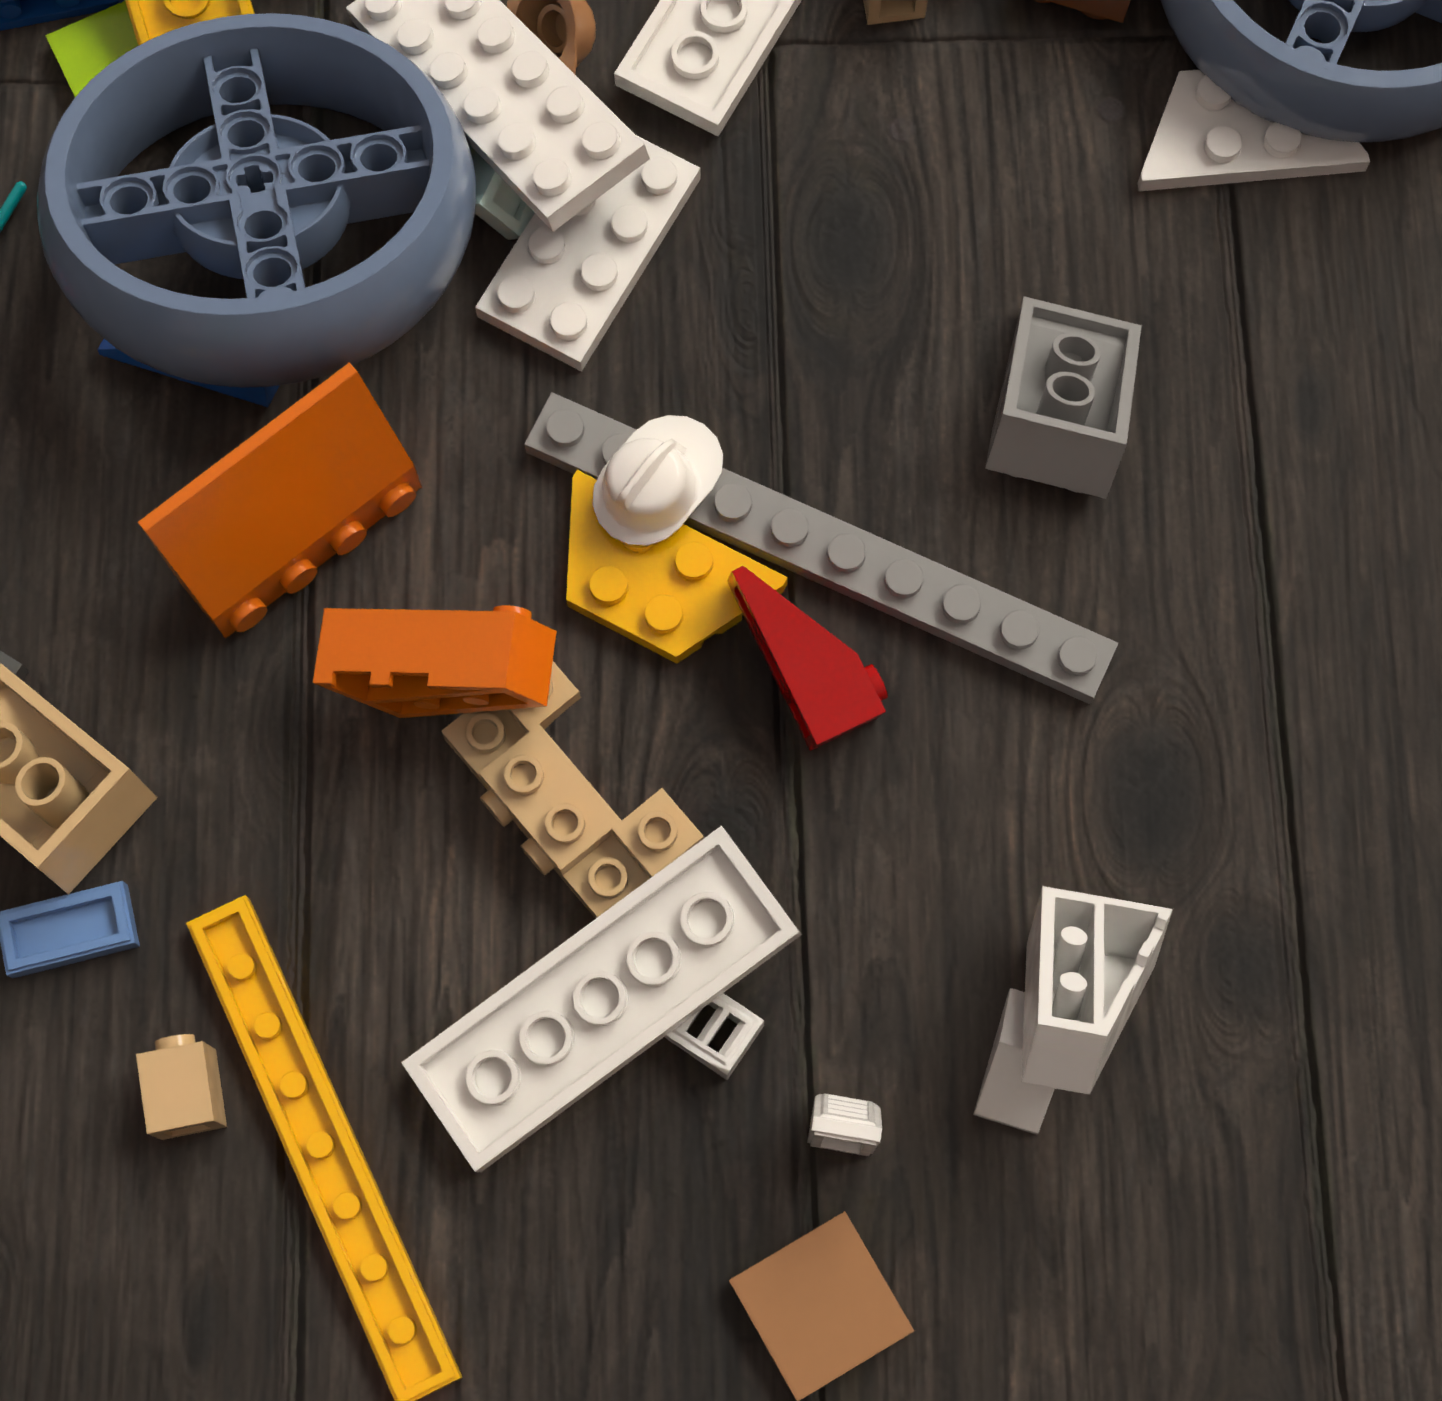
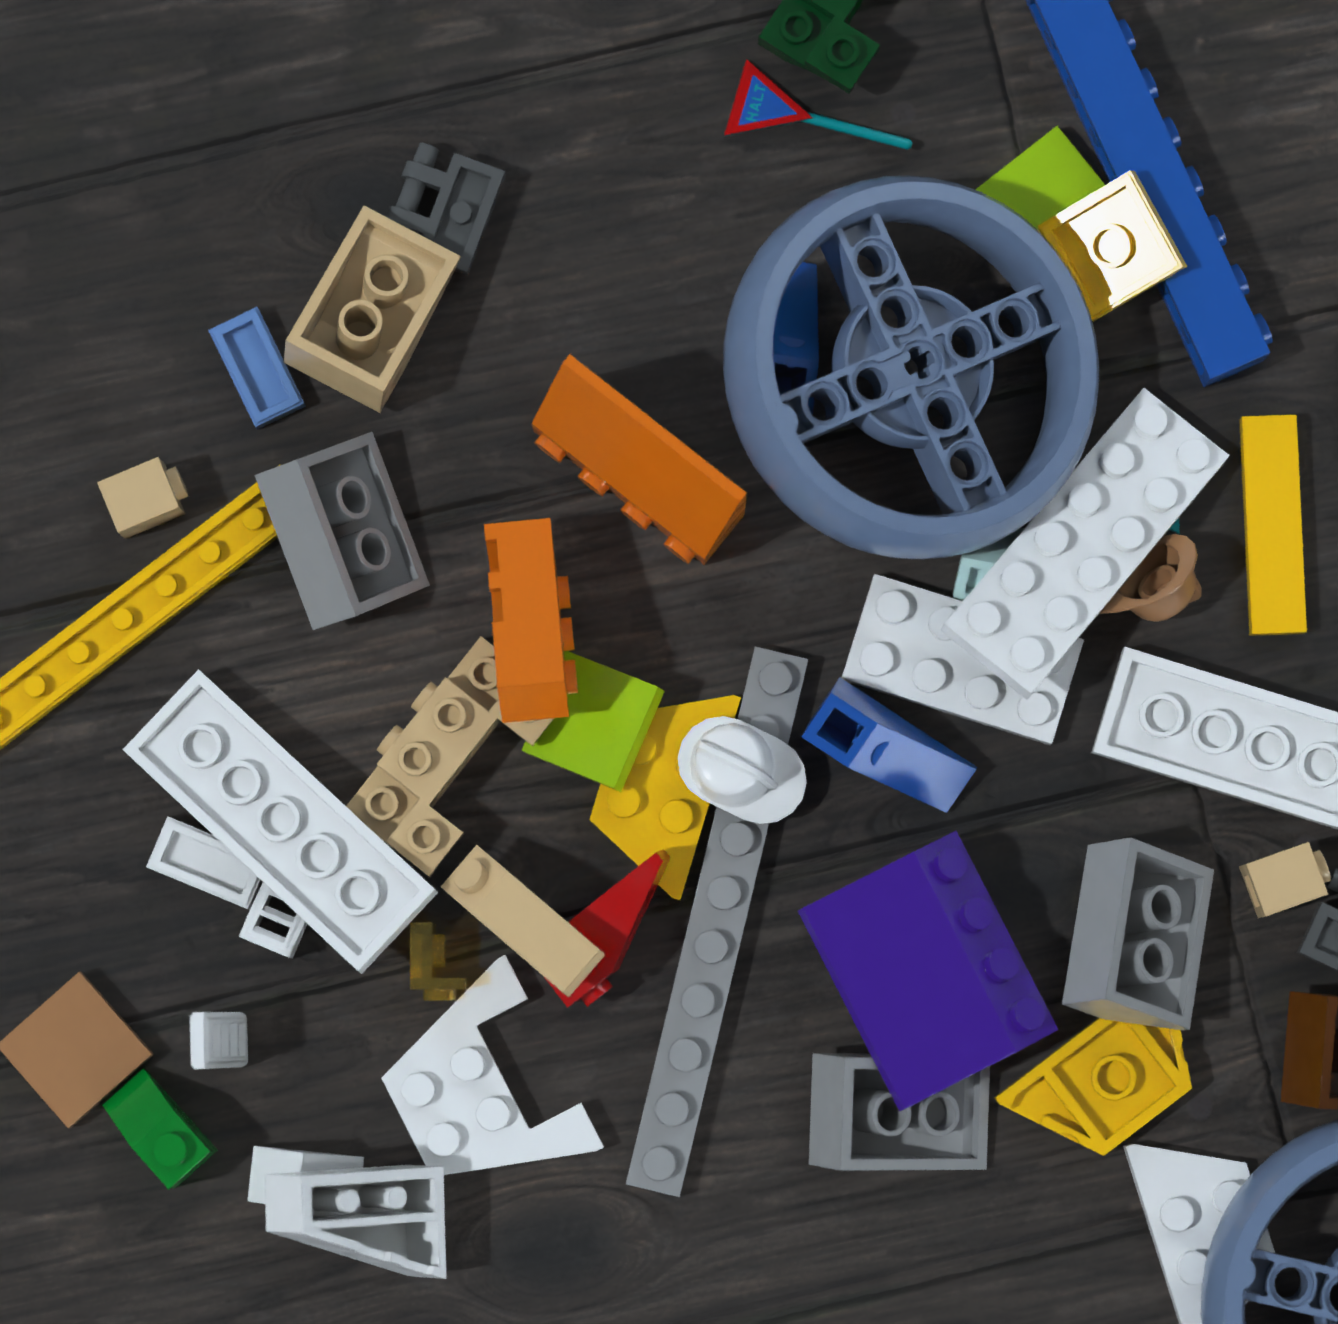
camera: 80 degrees right, 10 degrees up
(280, 862) = (342, 531): none -> light grey slope
(589, 612) = (603, 724): none -> lime tile
(631, 1106) = (203, 863): none -> white tile
(664, 328) = (887, 747): none -> blue slope
(778, 735) = (522, 921): none -> tan slope
(794, 867) = (426, 954): none -> clear yellow bracket
(920, 320) = (927, 970): none -> dark purple slope
(922, 115) = (1138, 935): none -> light grey slope
(935, 1219) = (158, 1129): none -> green slope
(963, 865) = (459, 1099): none -> white wing
(1062, 181) = (1103, 1083): none -> yellow wing

